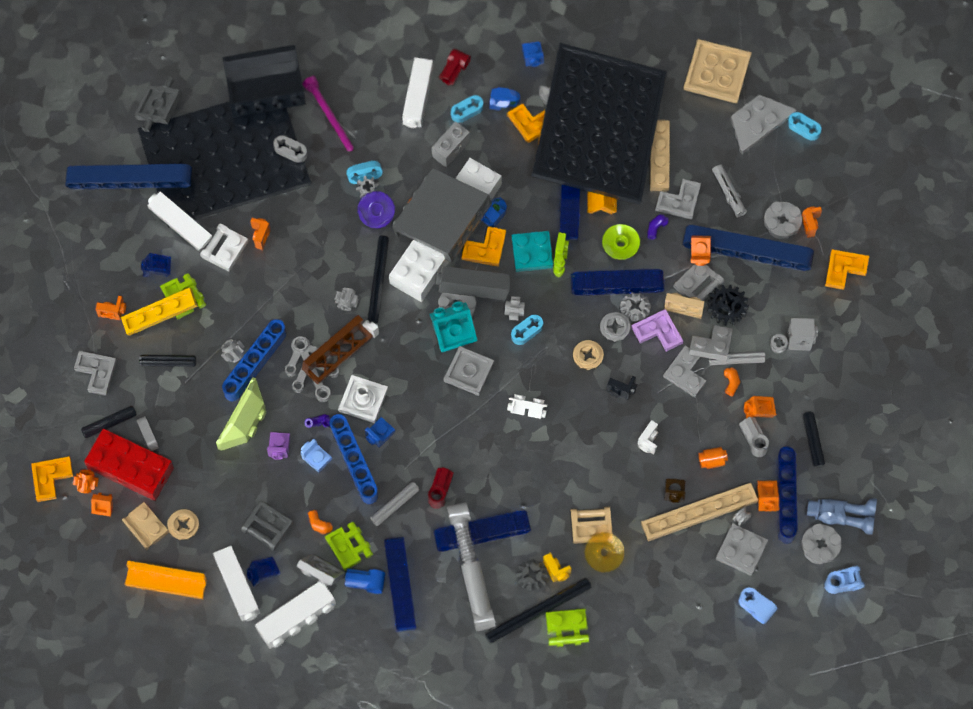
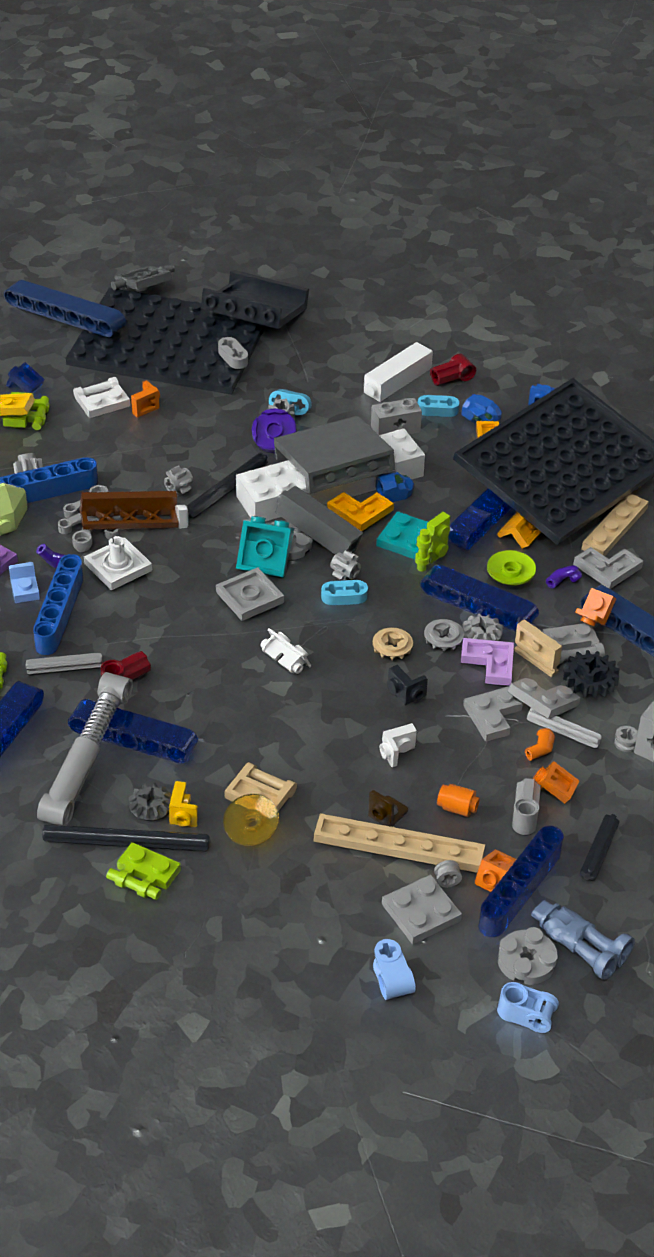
camera: 30 degrees right, 25 degrees down
(179, 221) = (76, 352): white brick -> none
(311, 85) = (299, 326): magenta piece -> none
(379, 432) = (107, 599): blue bracket -> none

